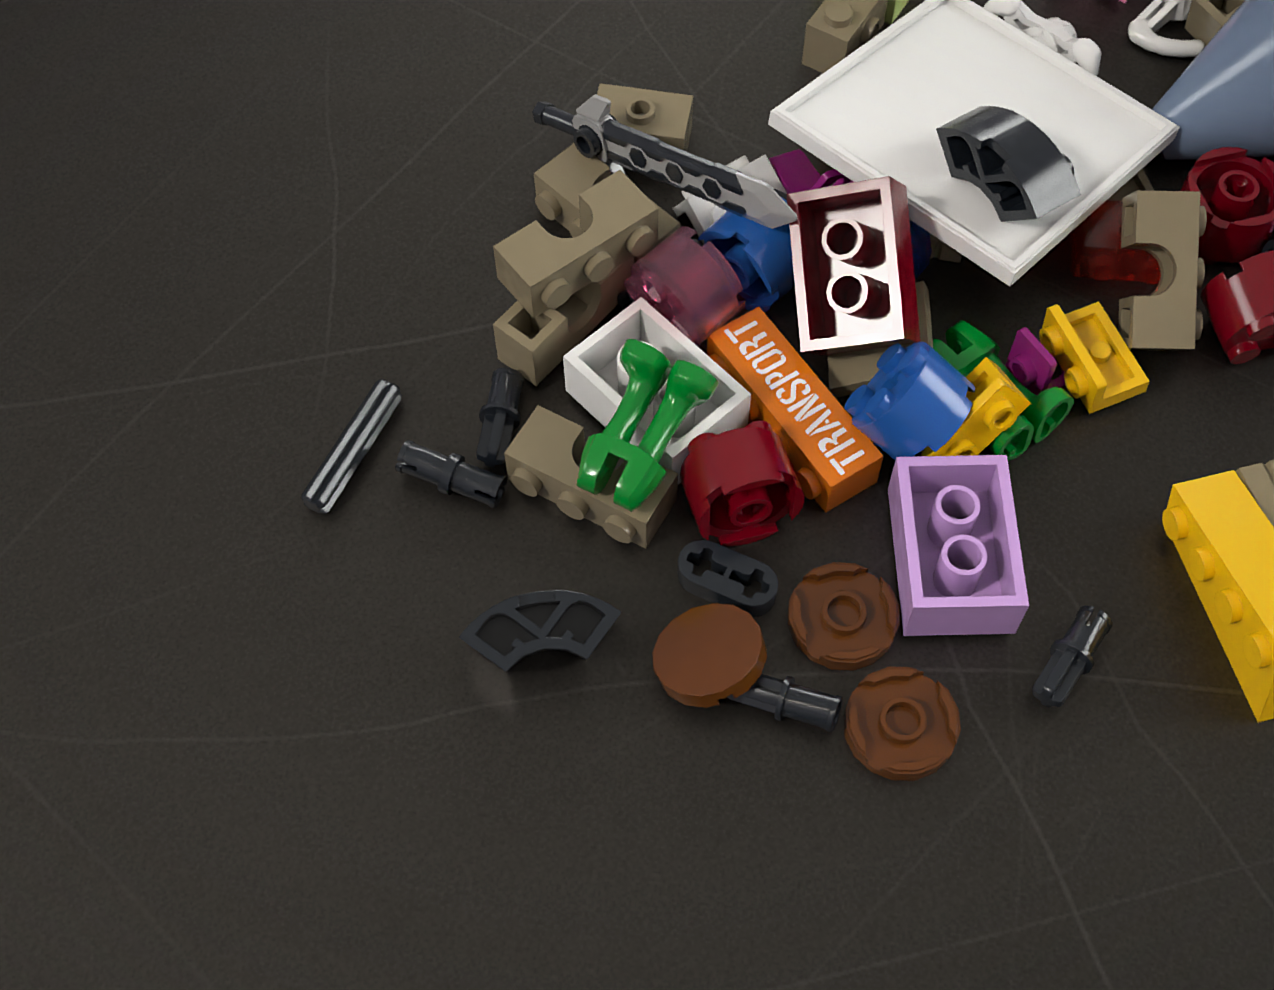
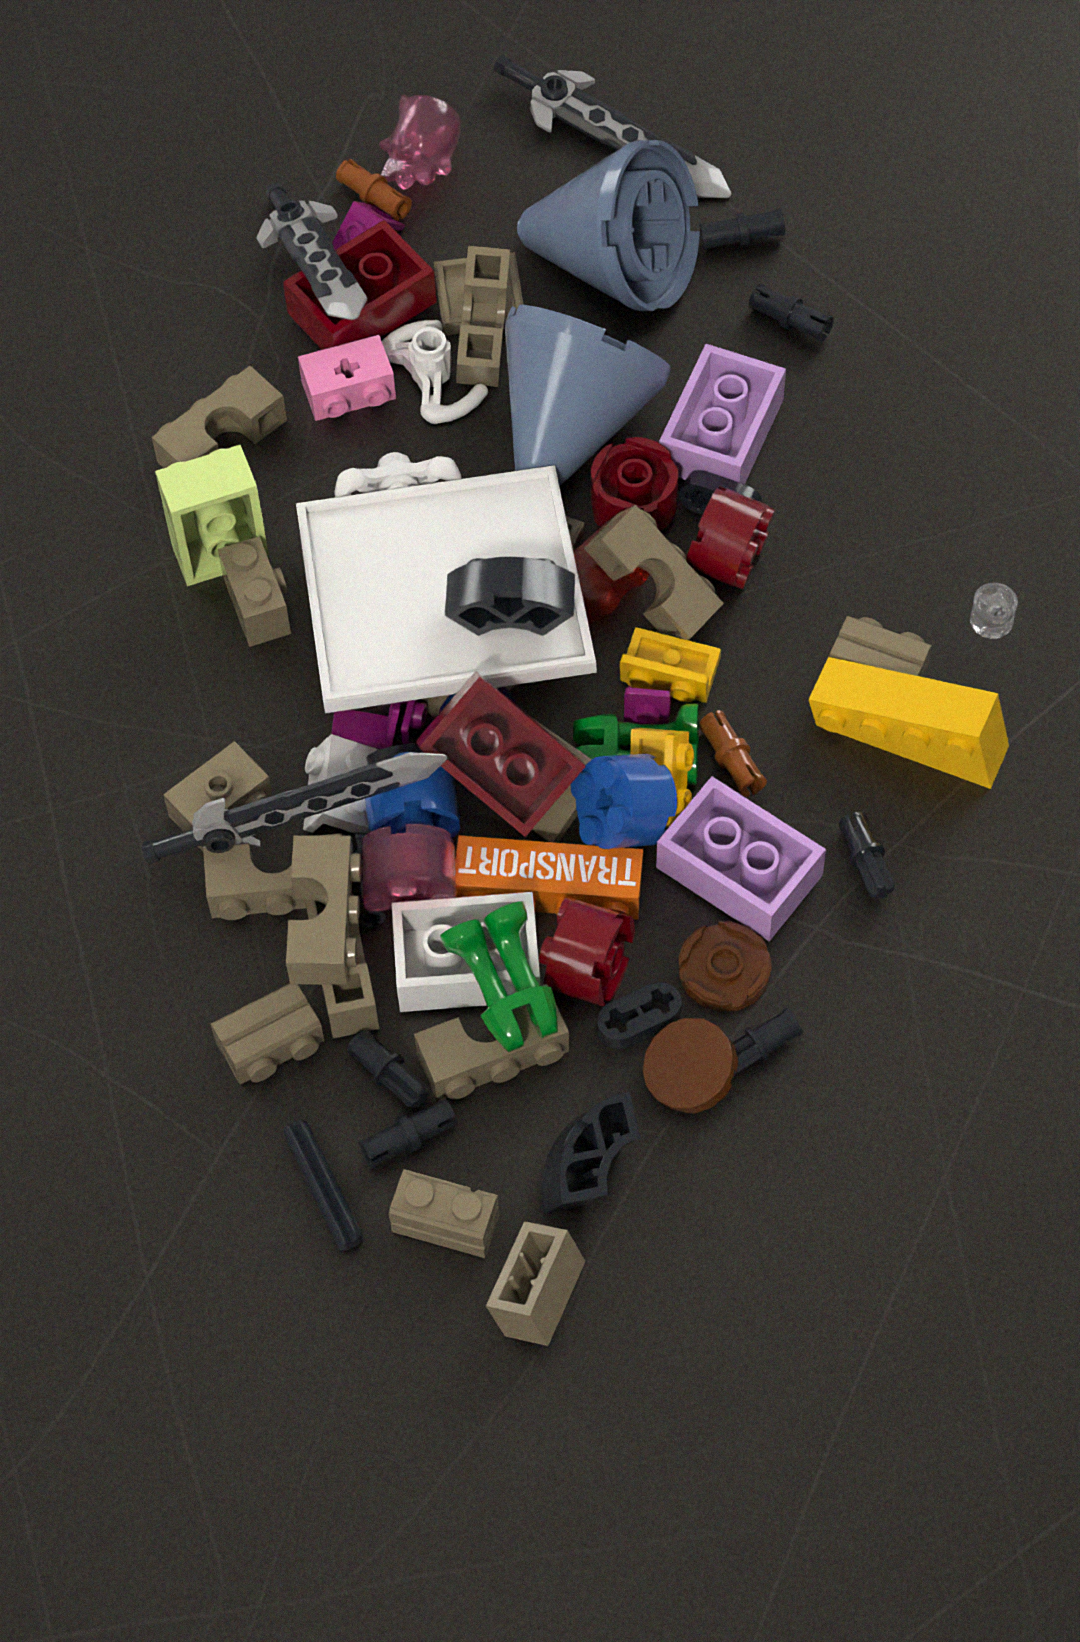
camera: 50 degrees left, 0 degrees up
(373, 676) = (535, 1283): none -> dark tan brick
(391, 554) = (444, 1213): none -> dark tan brick
(452, 305) = (268, 1034): none -> dark tan brick
(901, 723) = (827, 989): reddish brown tile -> none
(1059, 468) = (732, 753): none -> dark orange pin

